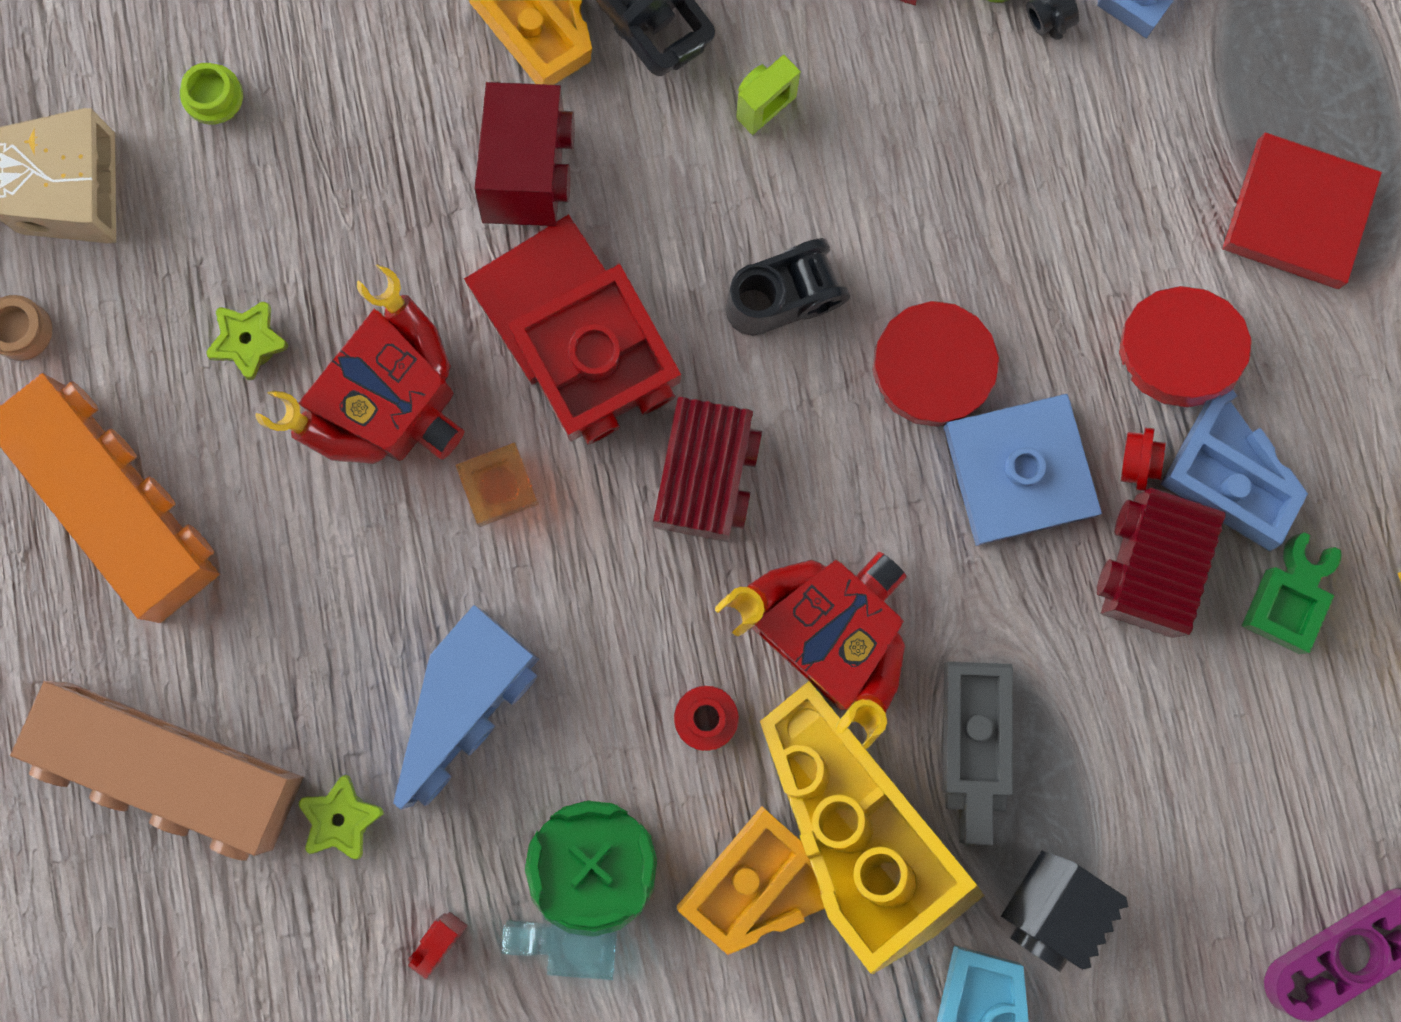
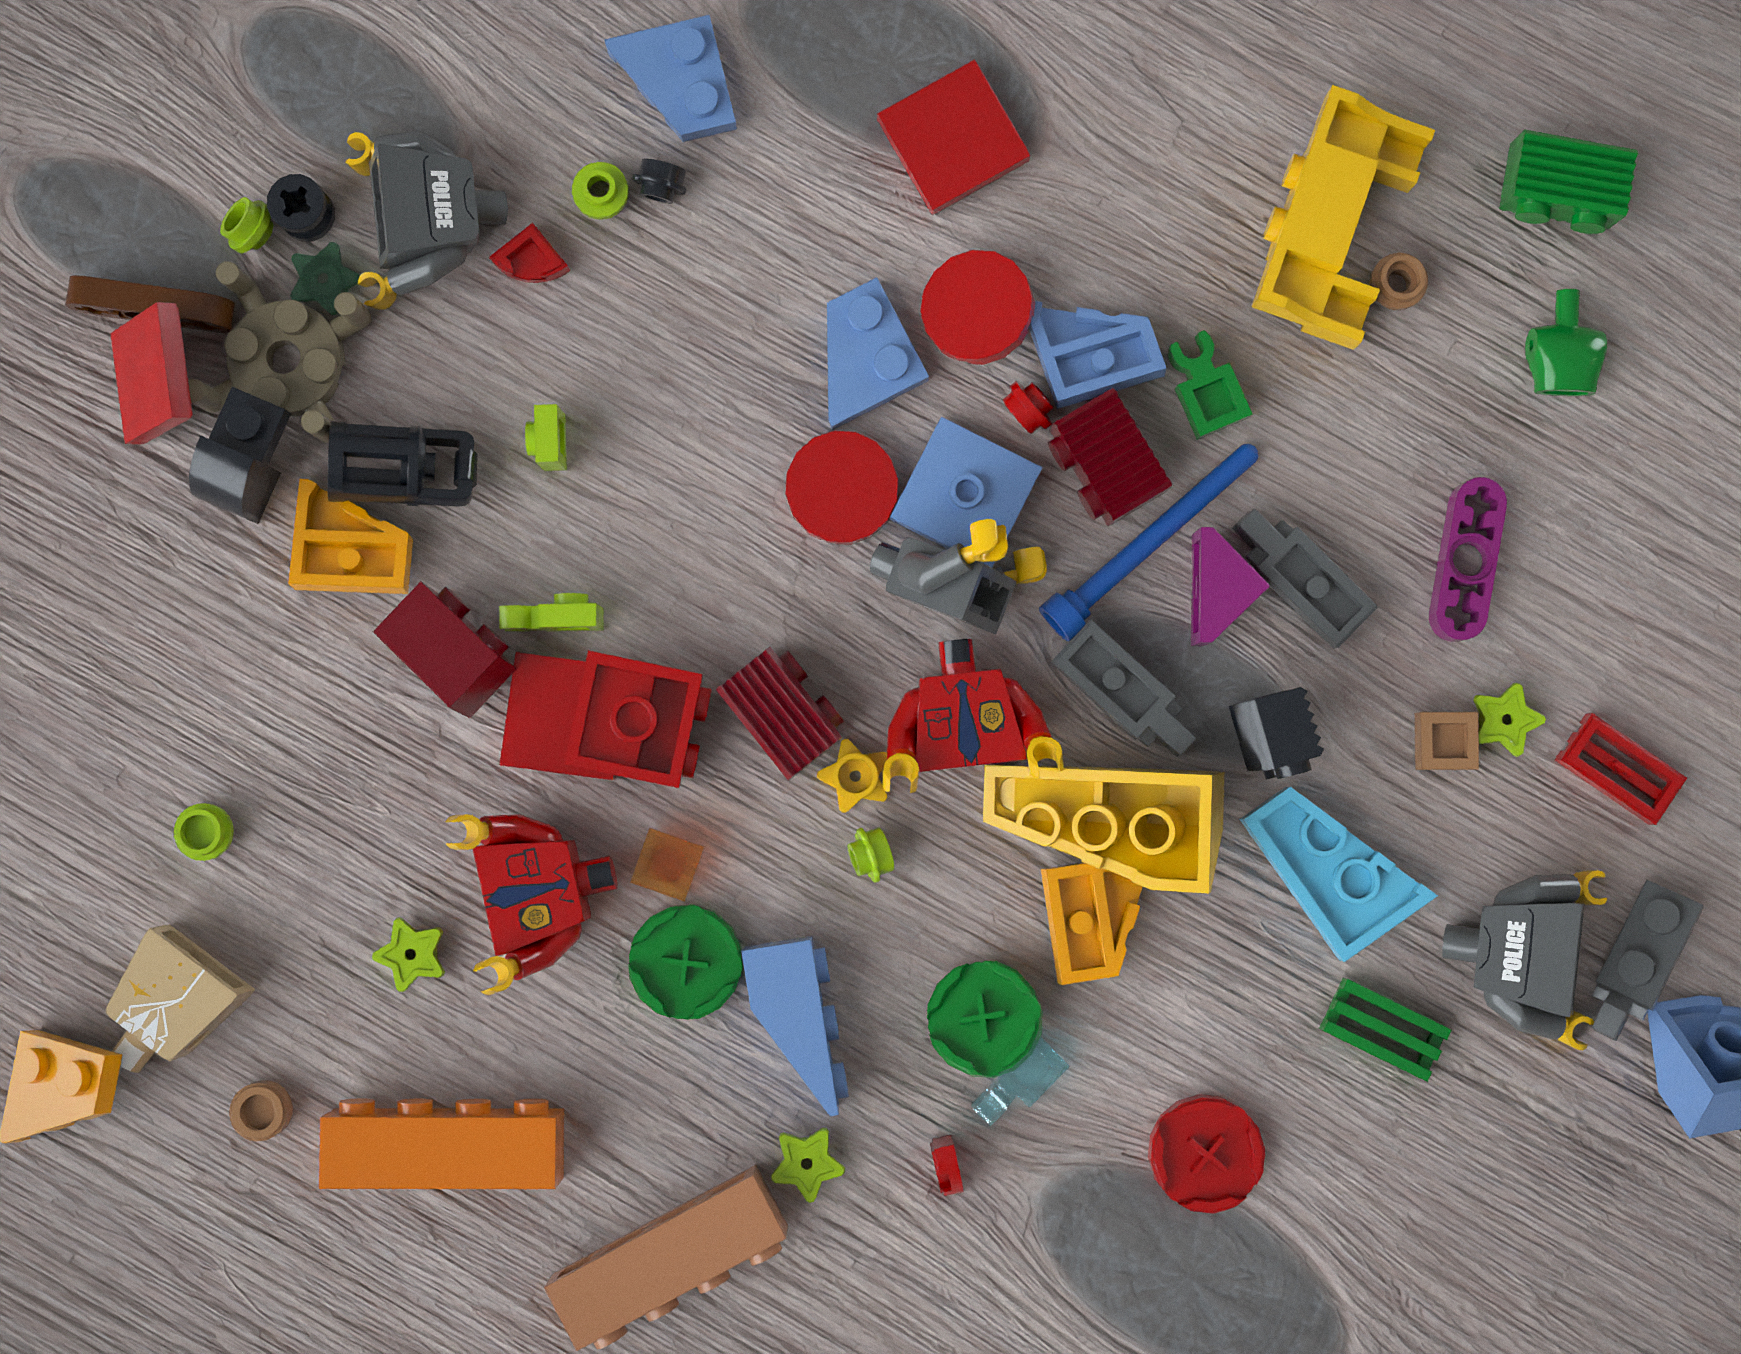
camera: 50 degrees left, 5 degrees up
(427, 569) = (685, 962): none -> green tile
(634, 227) = (567, 613): none -> lime plate
(650, 647) = (871, 854): none -> lime plate
(692, 566) = (849, 760): none -> yellow plate
(721, 733) = (933, 848): red plate -> none
(795, 282) = (702, 535): black piece -> none
(946, 518) = (955, 578): none -> dark grey torso
(1002, 641) = (1068, 611): none -> blue piece
(1062, 292) = (867, 354): none -> medium blue wing
(1141, 751) = (1220, 585): none -> magenta slope
(1211, 821) = (1305, 577): none -> dark grey hinge

